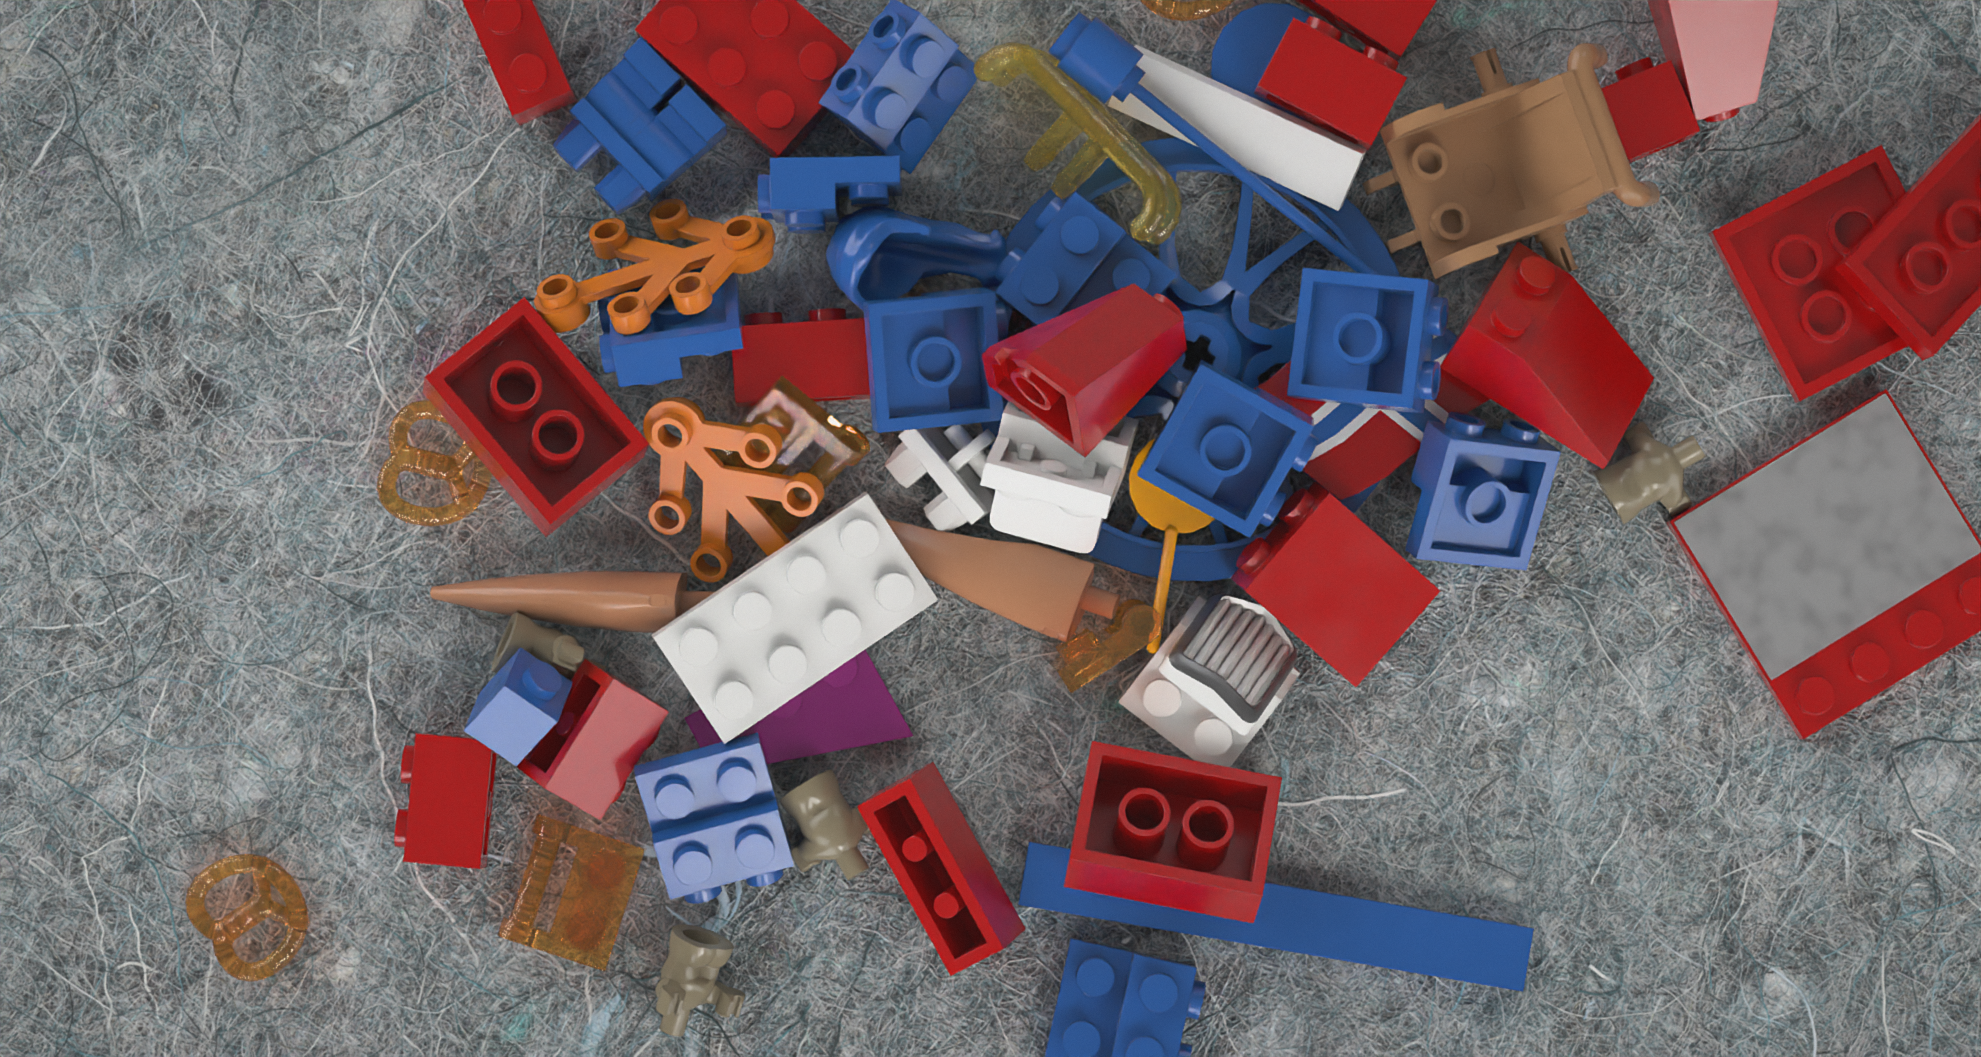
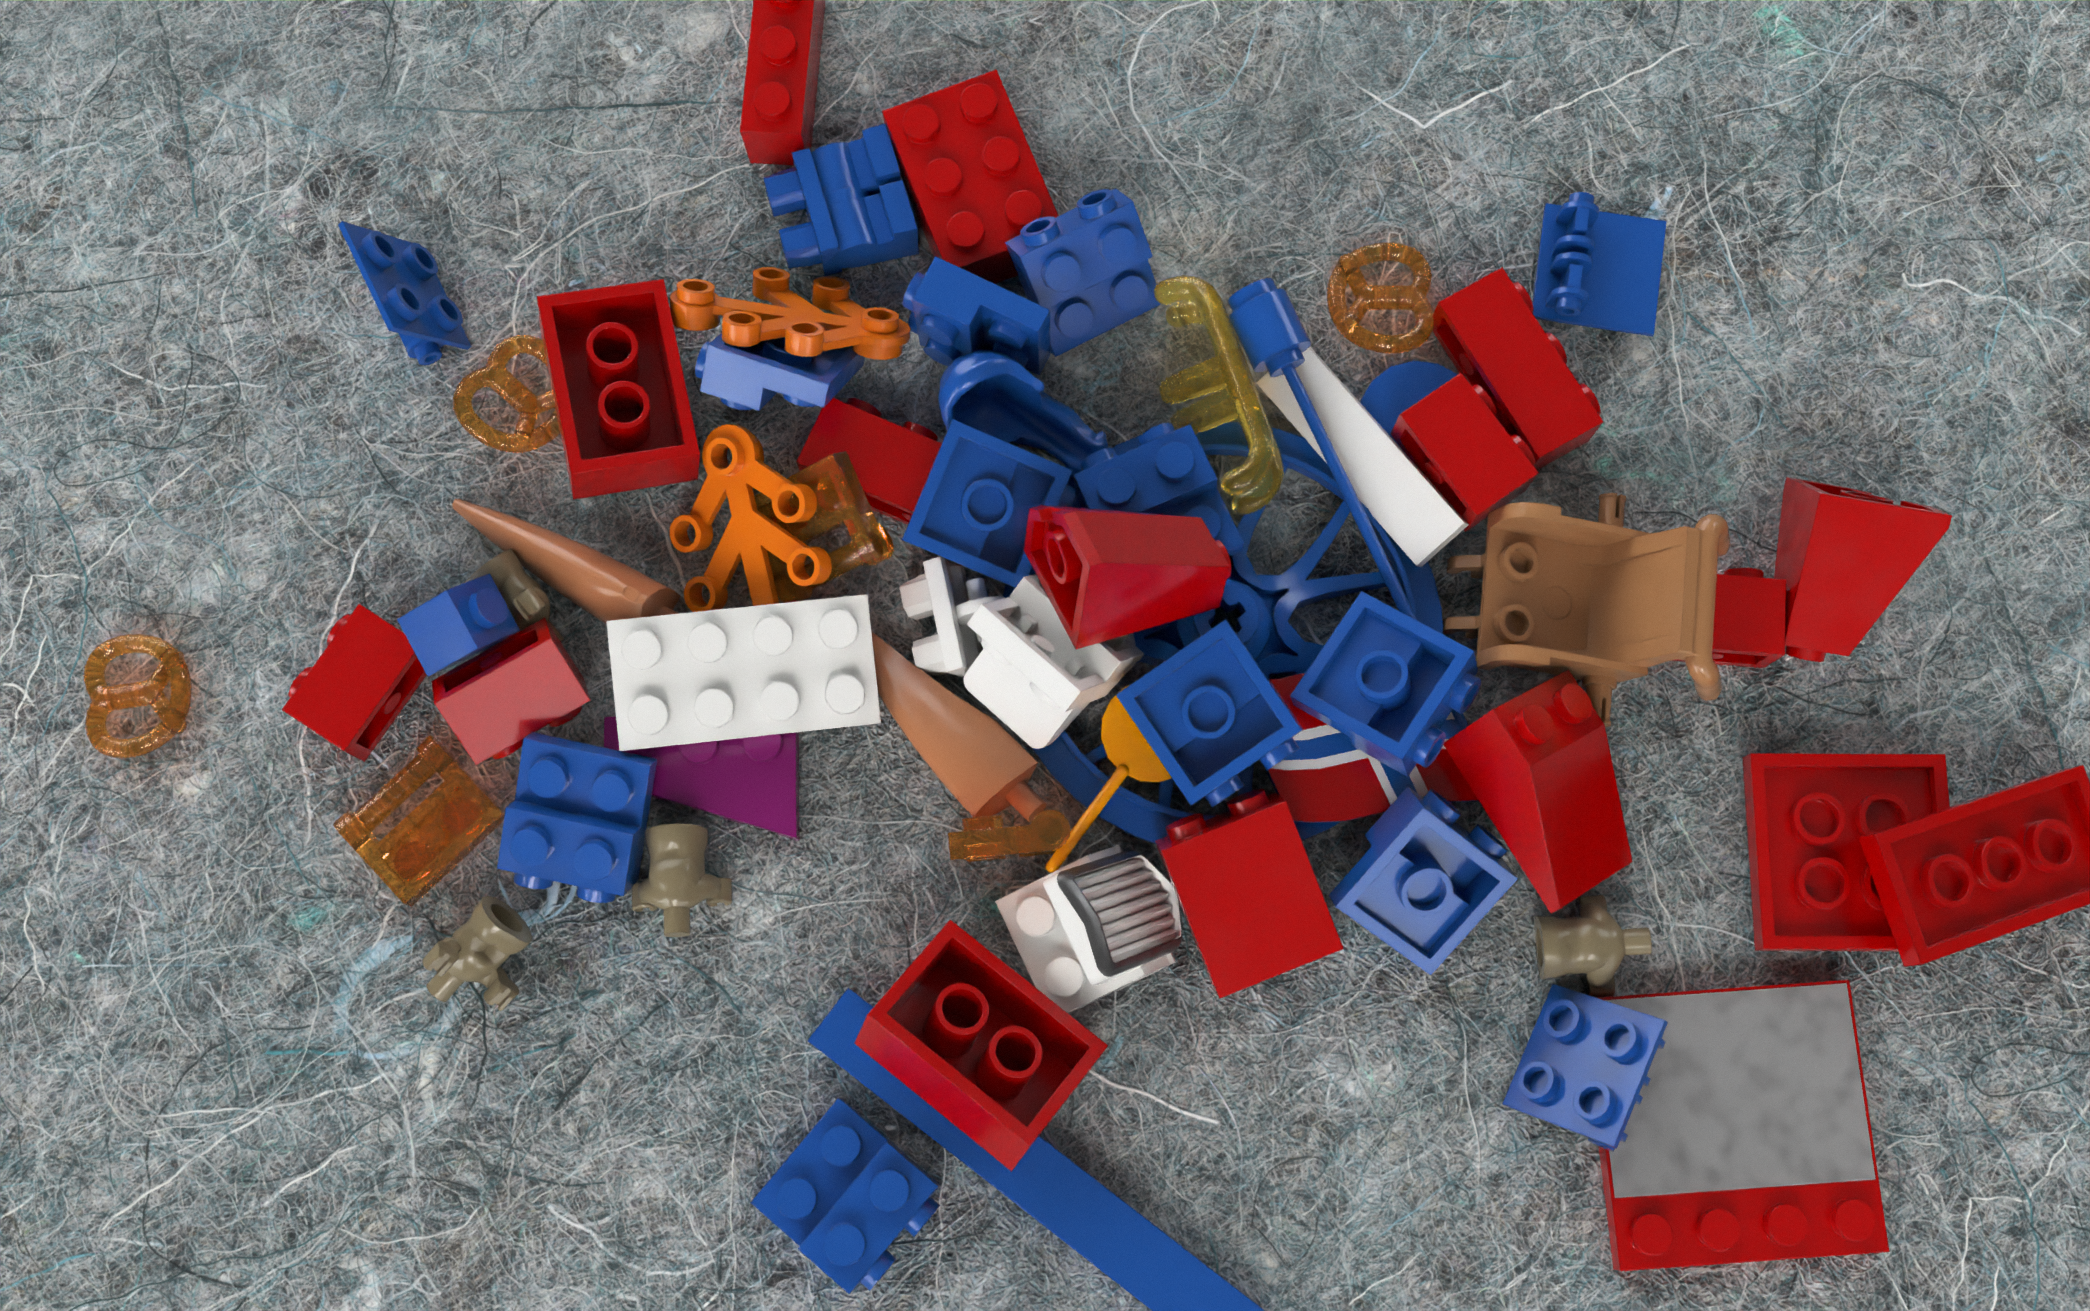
camera: 30 degrees right, 10 degrees down
(285, 422) = (407, 292): none -> blue hinge
(941, 868) = (752, 968): red brick -> none
(1694, 581) = (1586, 1065): none -> blue hinge

